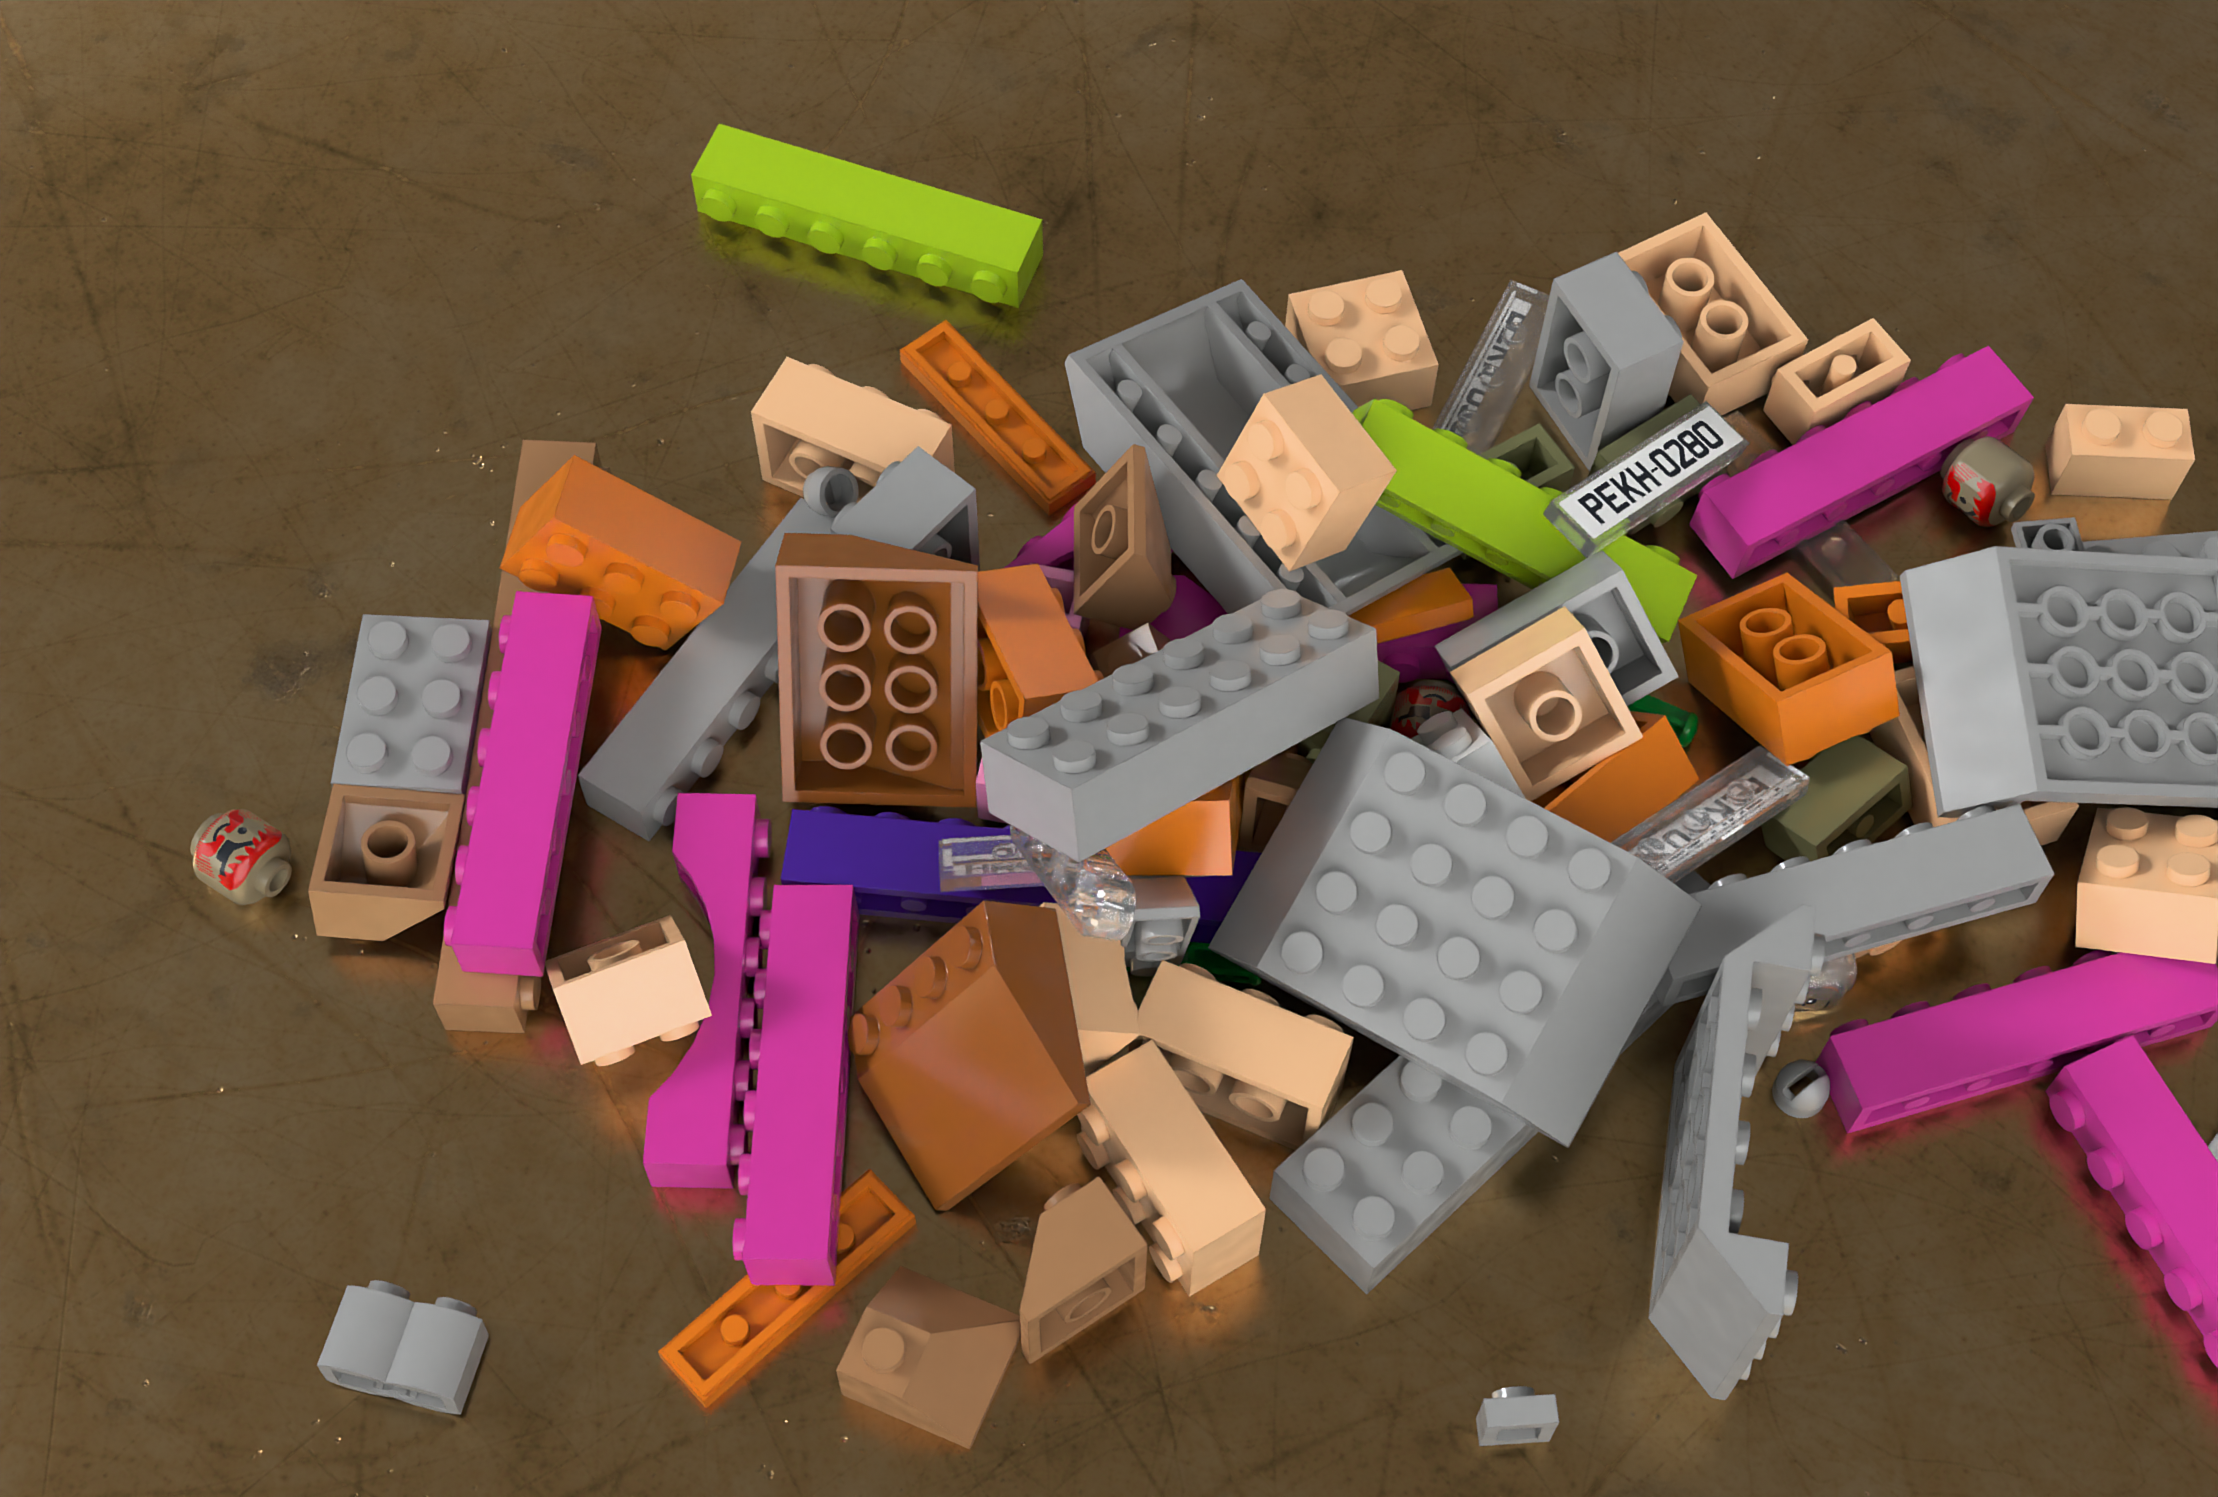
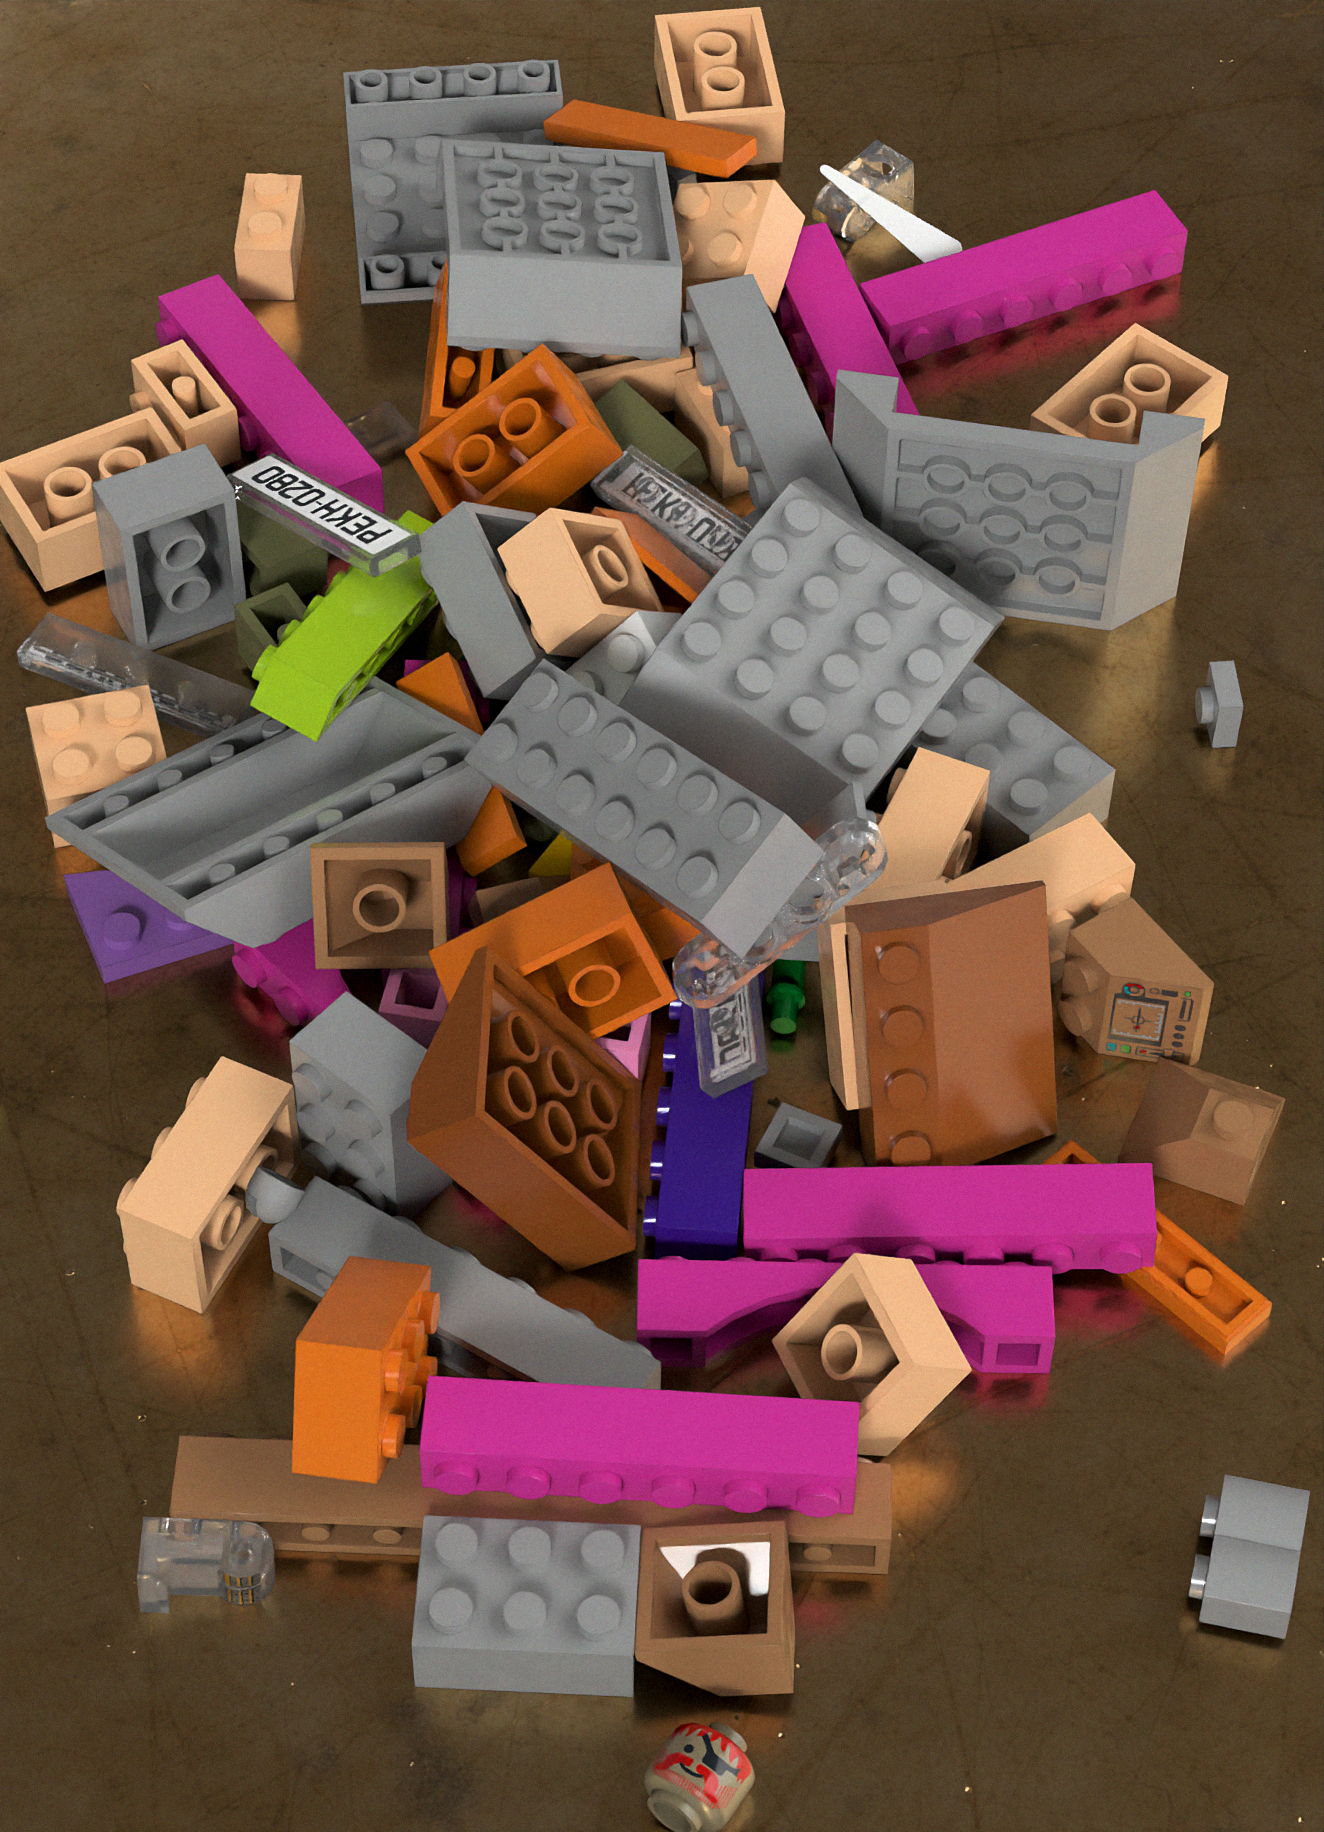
camera: 90 degrees left, 10 degrees down
(493, 458) = (203, 1560): none -> clear leg
(900, 945) = (797, 1140): none -> light grey plate
(998, 417) = (136, 1093): orange tile -> none
(1305, 472) = (349, 718): light nougat brick -> none
(1957, 1337) = (1126, 379): none -> light nougat brick
(1988, 481) = (299, 321): dark tan head -> none

